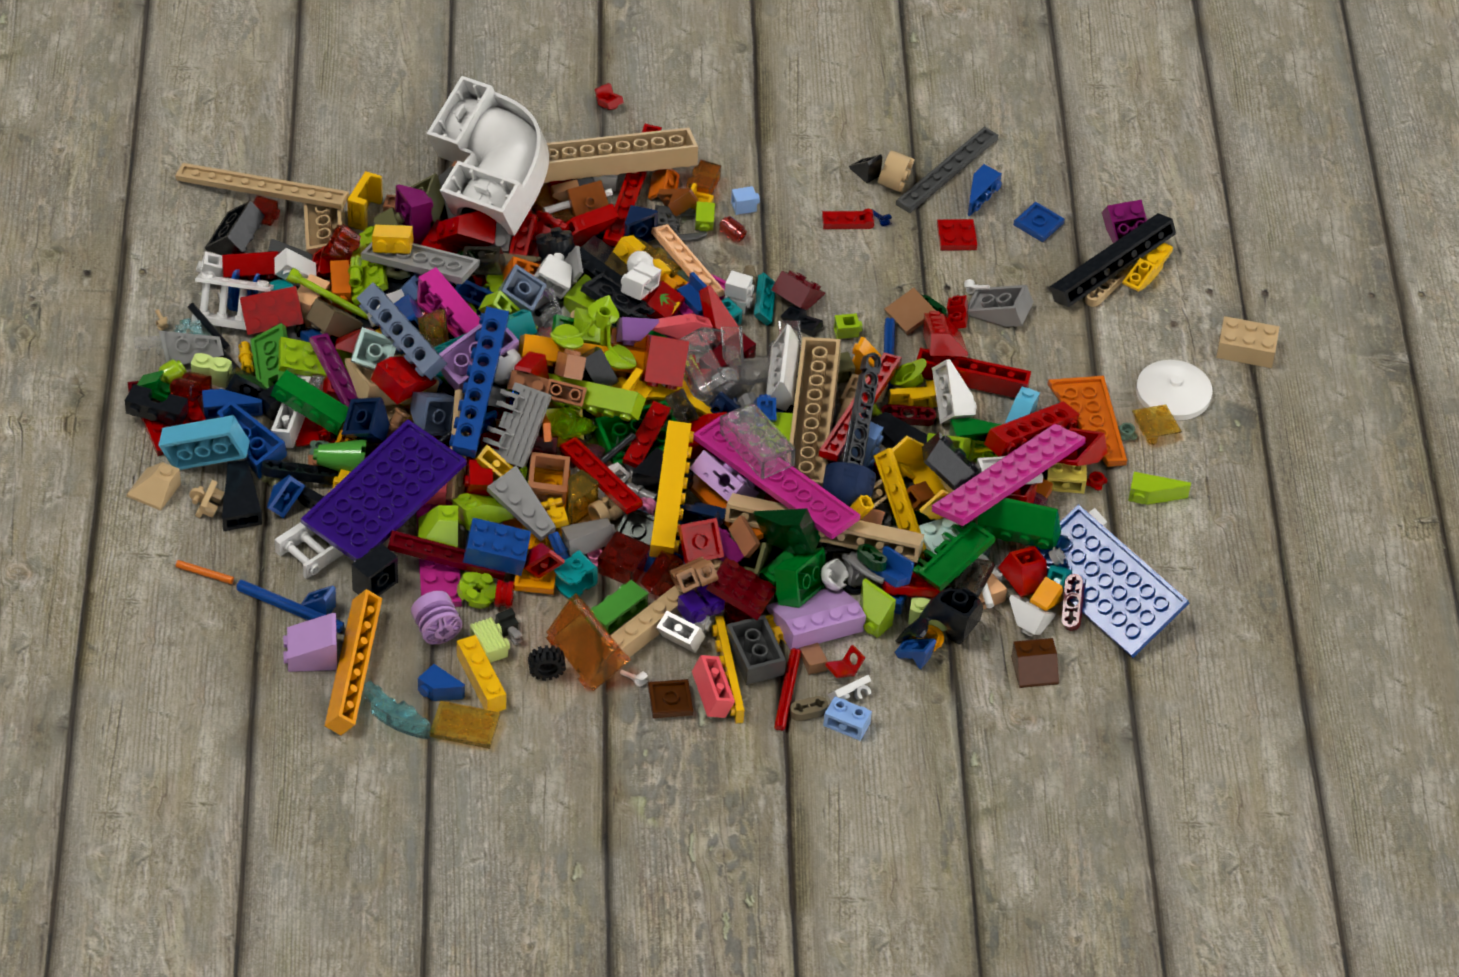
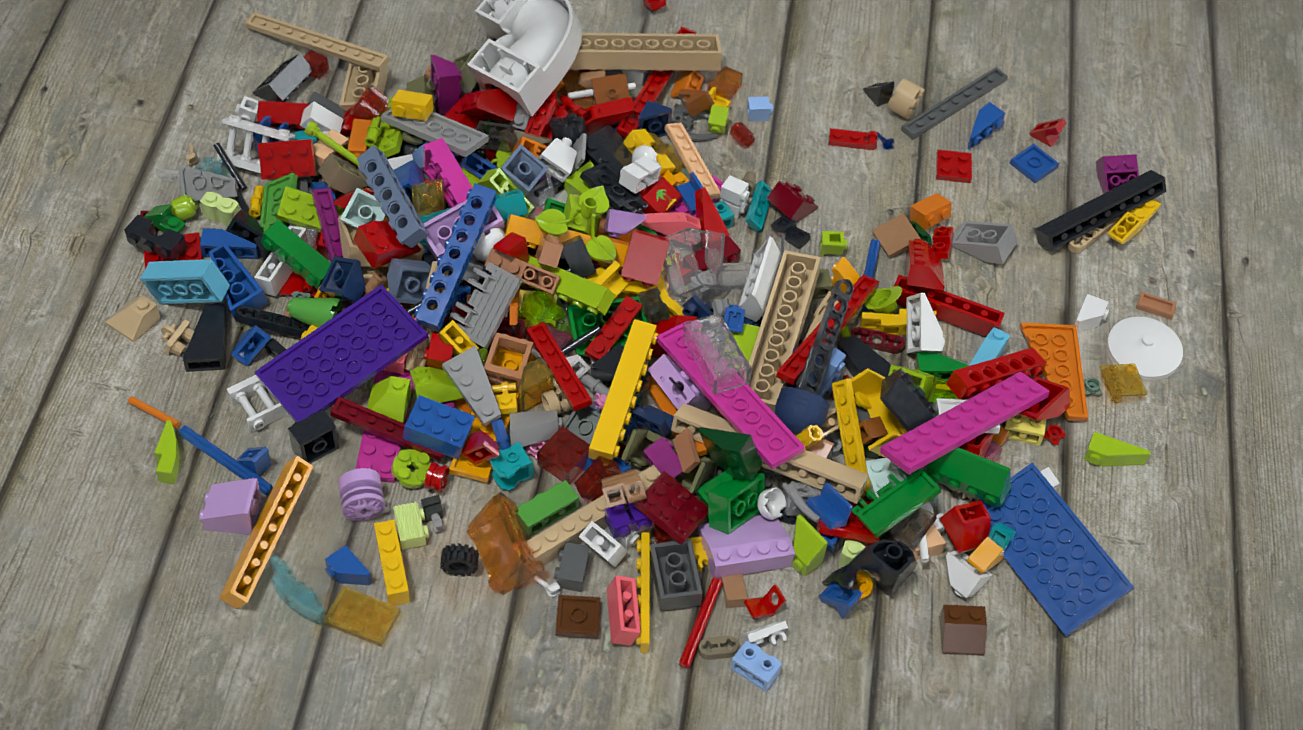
camera: 10 degrees right, 5 degrees up
(191, 385) = (192, 223): clear red brick -> none
(233, 607) = (167, 455): none -> lime slope
(366, 191) = (404, 62): yellow panel -> none
(655, 656) = (573, 566): none -> dark grey brick
(701, 539) = (640, 450): red plate -> none
(871, 557) = (810, 493): dark green beam -> none
(941, 282) = (930, 211): none -> orange brick
(971, 287) = (959, 219): white hand -> none
(1048, 187) = (1048, 131): none -> red slope
(1057, 556) = (1002, 514): light grey plate -> none
(1069, 594) = (1017, 573): beam -> none
(1117, 362) = (1091, 313): none -> white slope
(1180, 347) = (1156, 305): none -> nougat tile
(1247, 342) = (1224, 309): tan brick -> none

